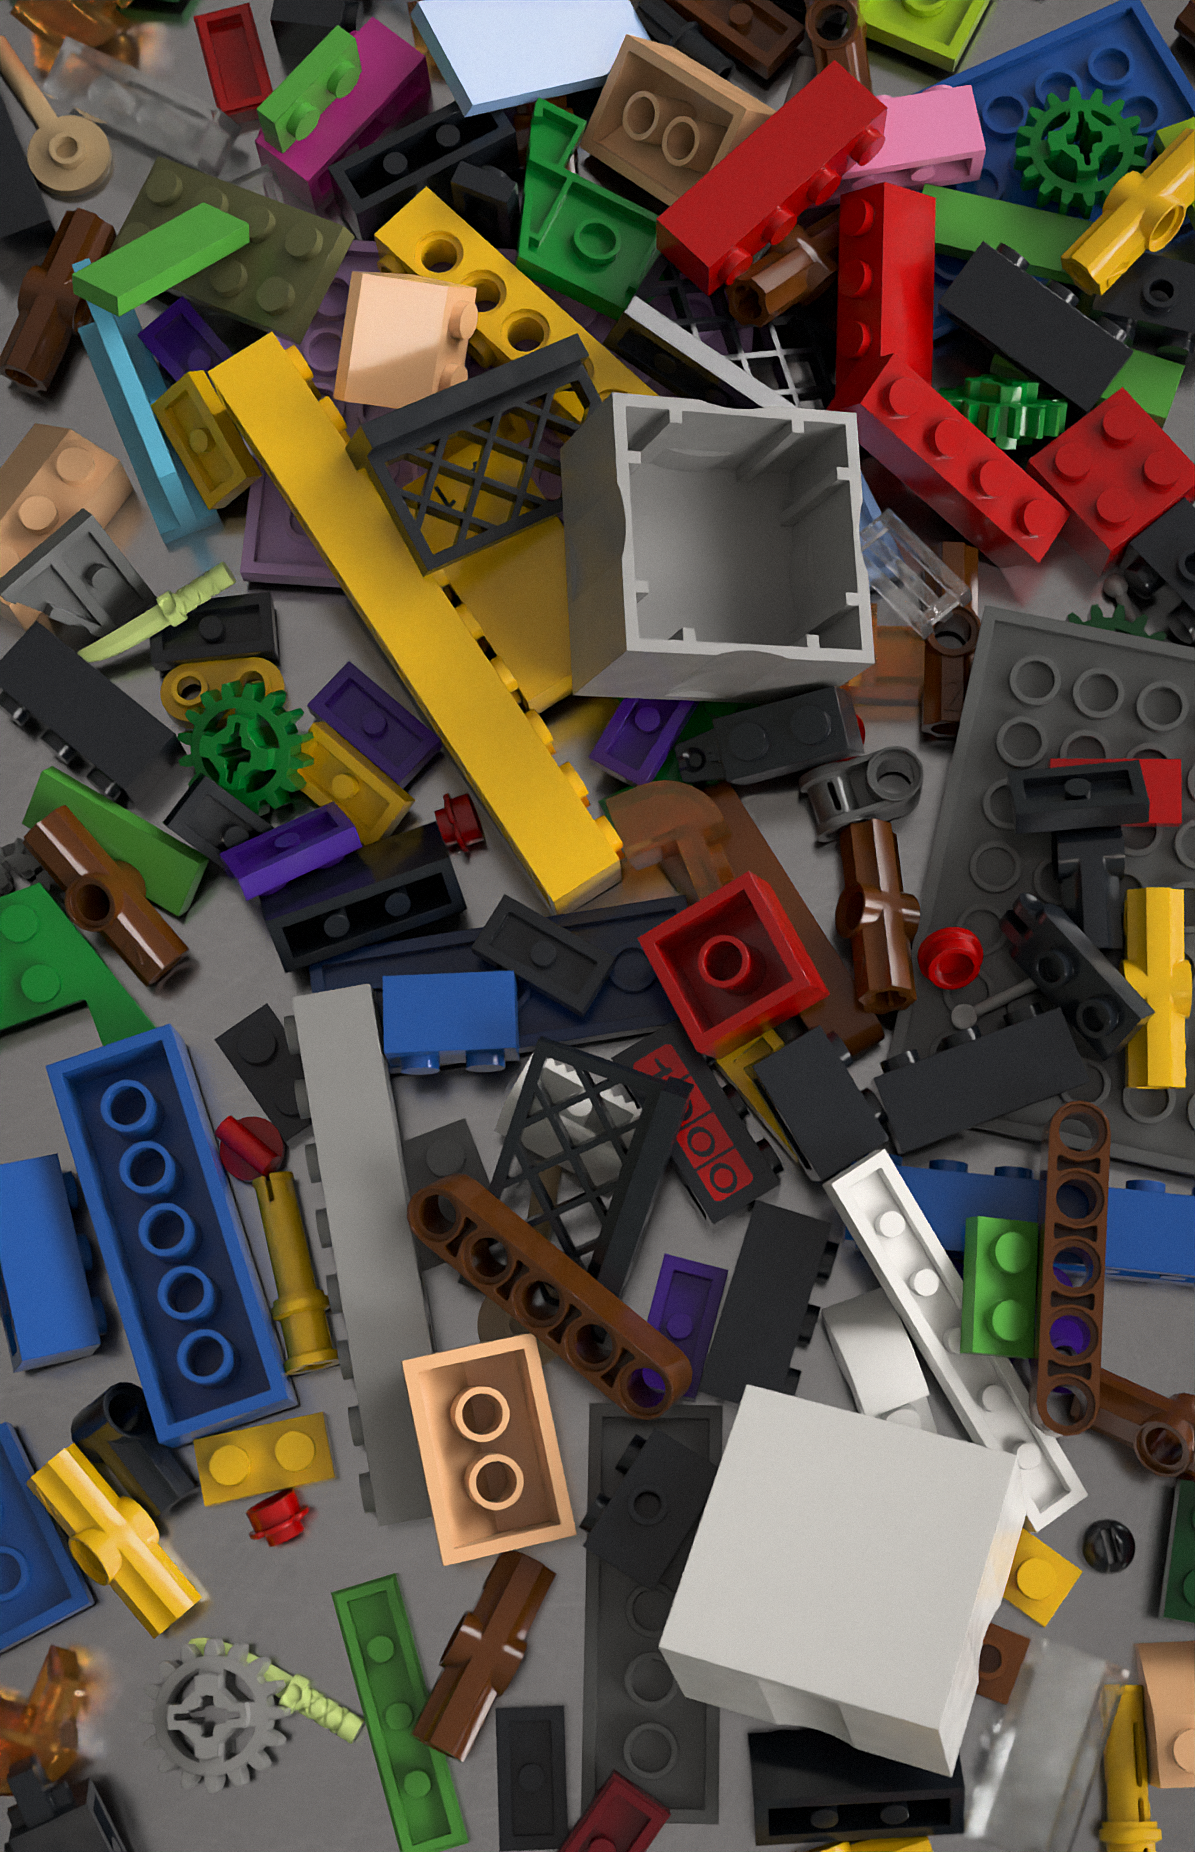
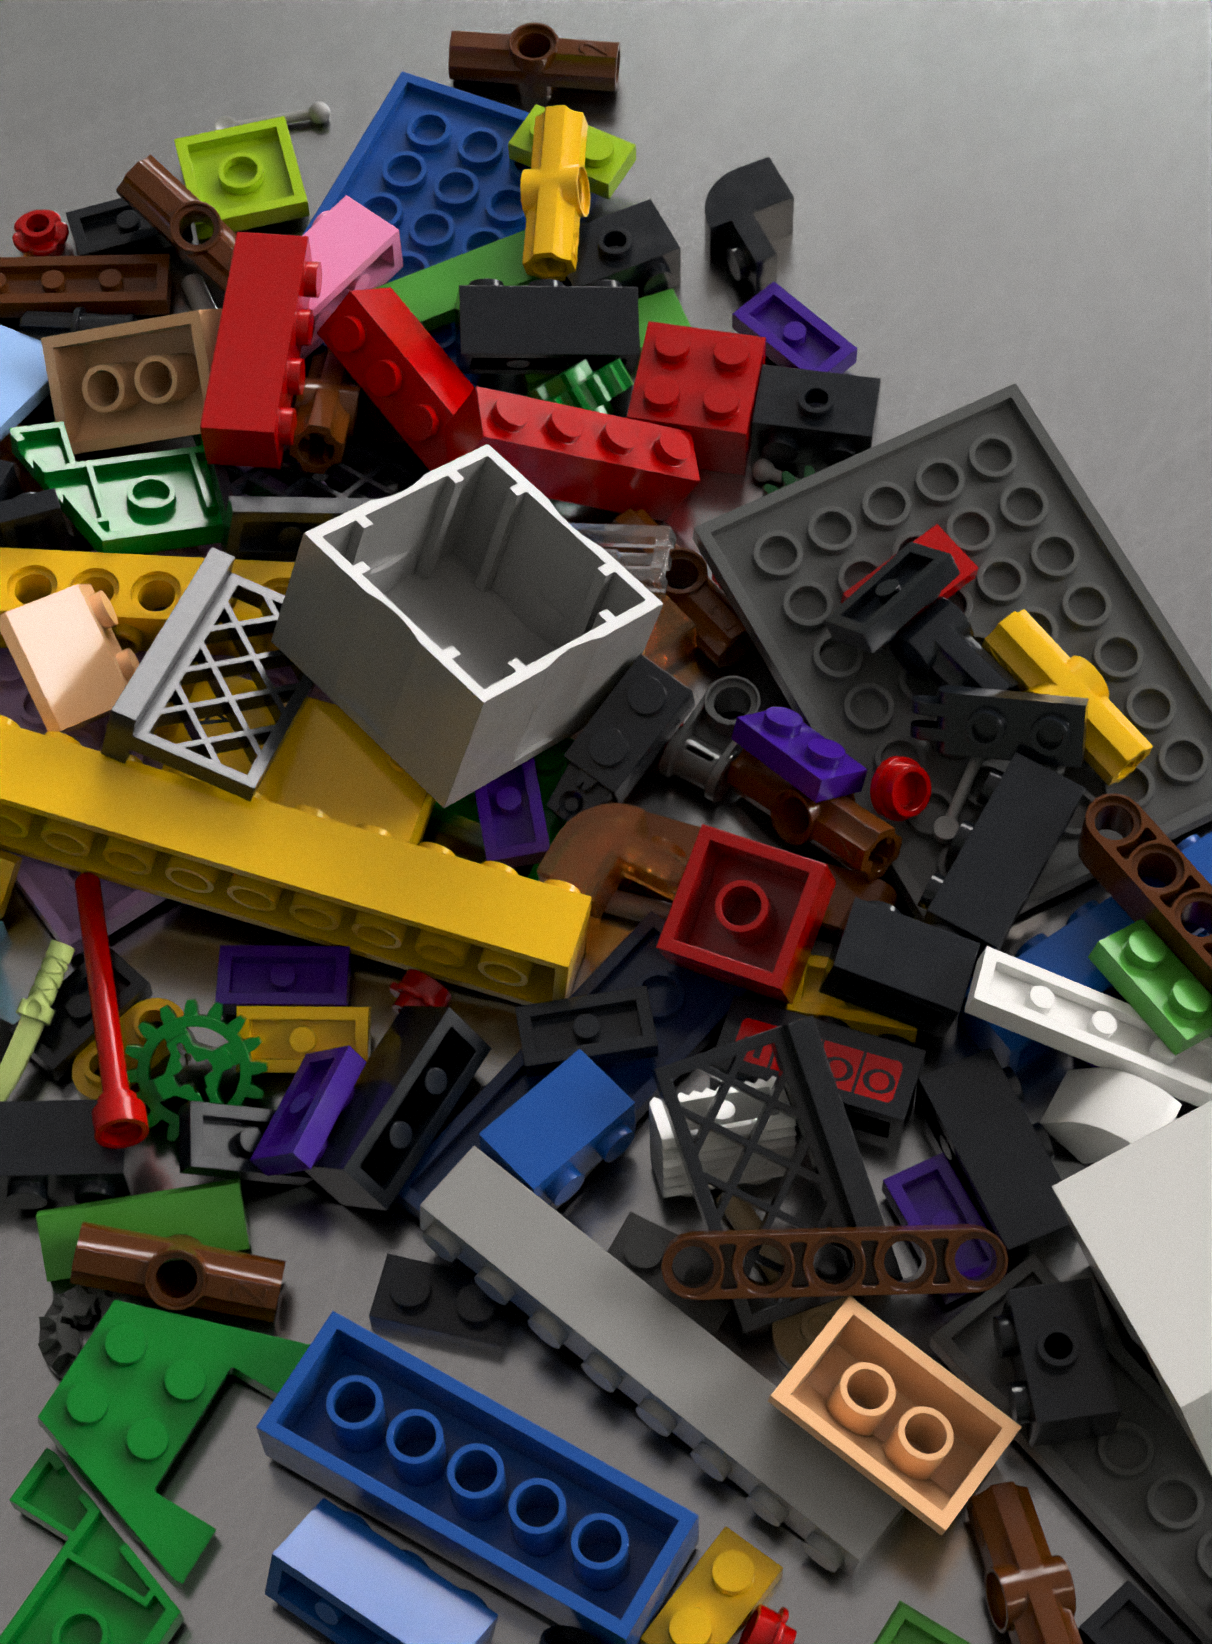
camera: 45 degrees left, 15 degrees down
(152, 743) = (119, 1114): none -> red piece
(250, 1147) = (480, 1367): red plate -> none
(300, 1303) = (602, 1438): yellow pin -> none
(899, 864) = (799, 754): none -> dark purple plate
(1059, 166) = (465, 193): green gear -> none

